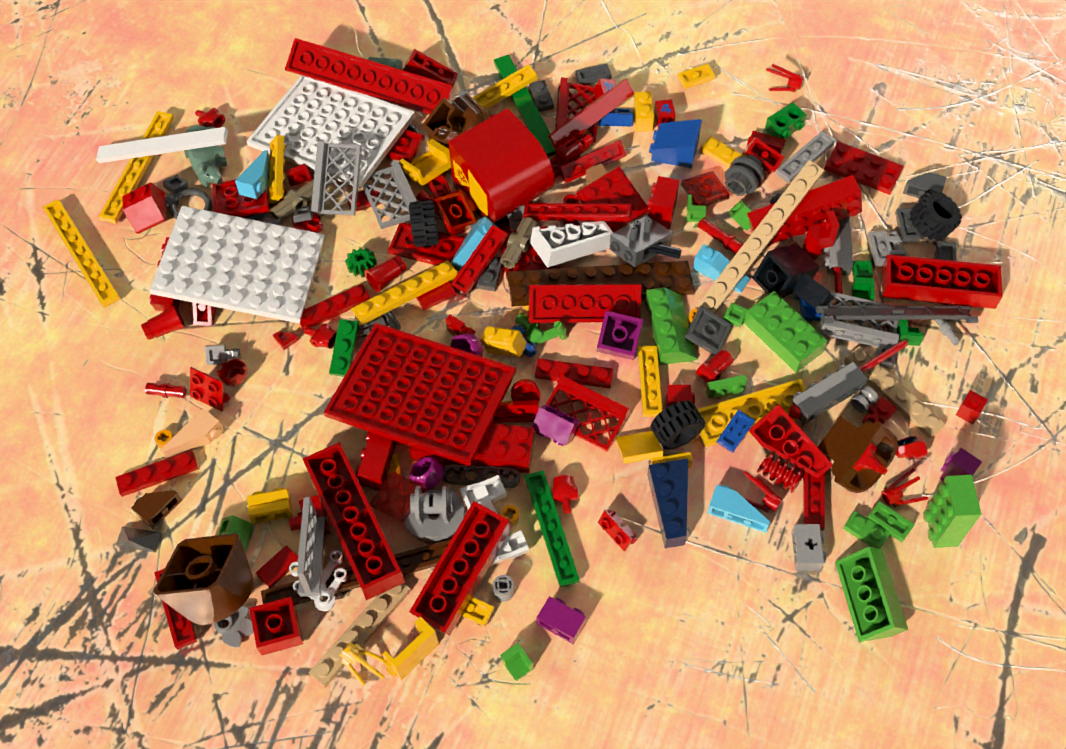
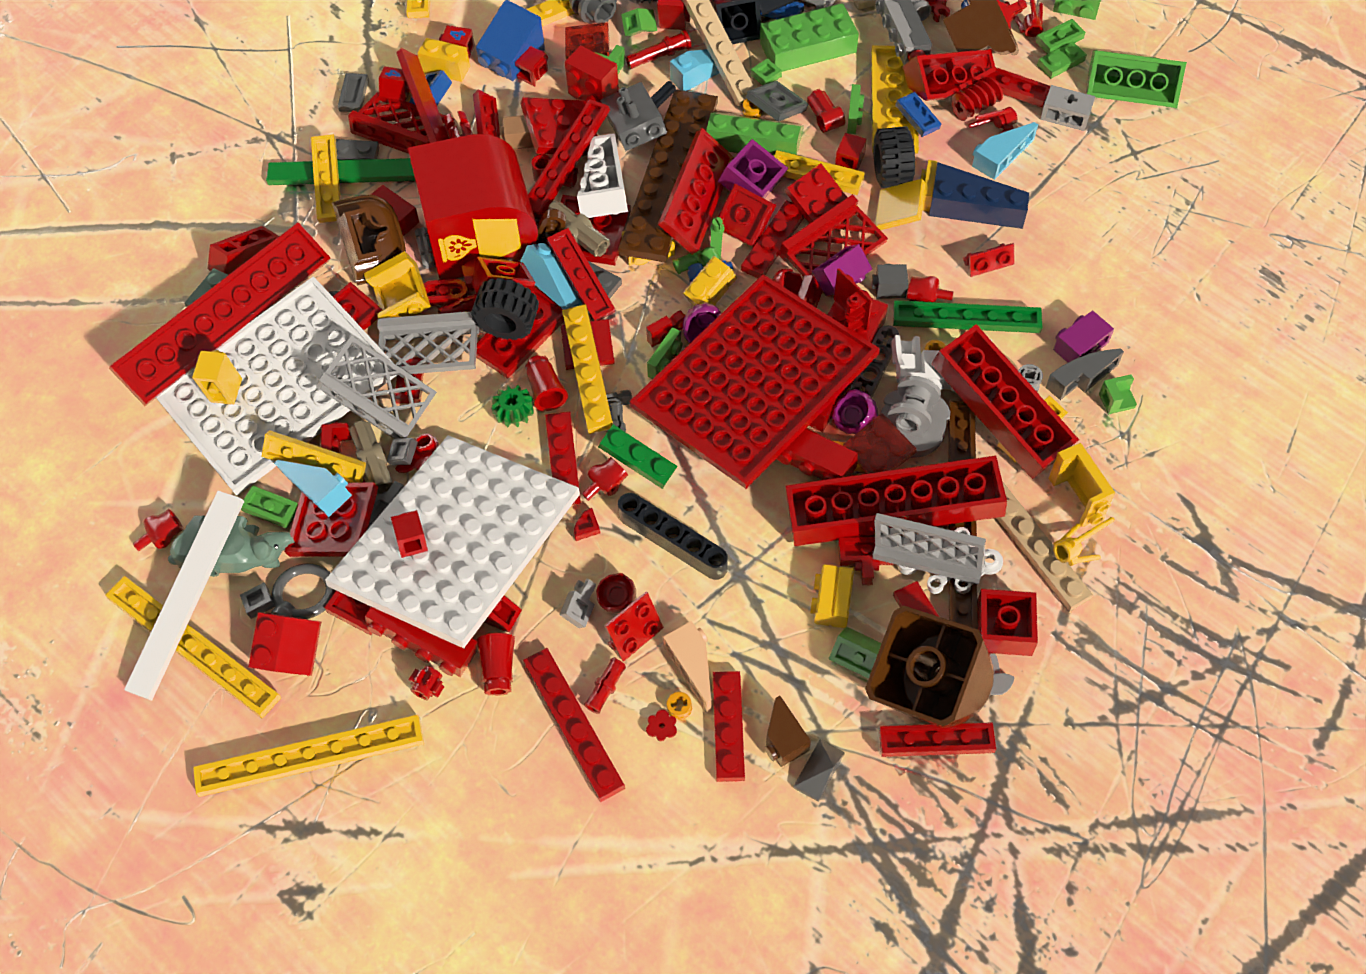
camera: 70 degrees left, 0 degrees up
(136, 383) = (574, 725): none -> red plate
(140, 291) = (426, 683): none -> red gear
(146, 433) = (661, 719): none -> red plant
(221, 233) = (409, 533): none -> red brick
(243, 159) = (269, 506): none -> bright green plate
(284, 398) = (676, 546): none -> black beam
(311, 94) = (217, 377): none -> yellow brick
(436, 334) = (662, 356): none -> bright green plate
(498, 434) = (853, 300): none -> red hinge
(507, 223) = (550, 223): none -> reddish brown plate
(527, 628) = (1083, 372): none -> dark grey slope
(563, 461) = (890, 281): none -> dark grey brick
(581, 343) = (745, 215): none -> red tile
(622, 384) = (815, 193): none -> red plate
(665, 164) = (533, 65): none -> red window

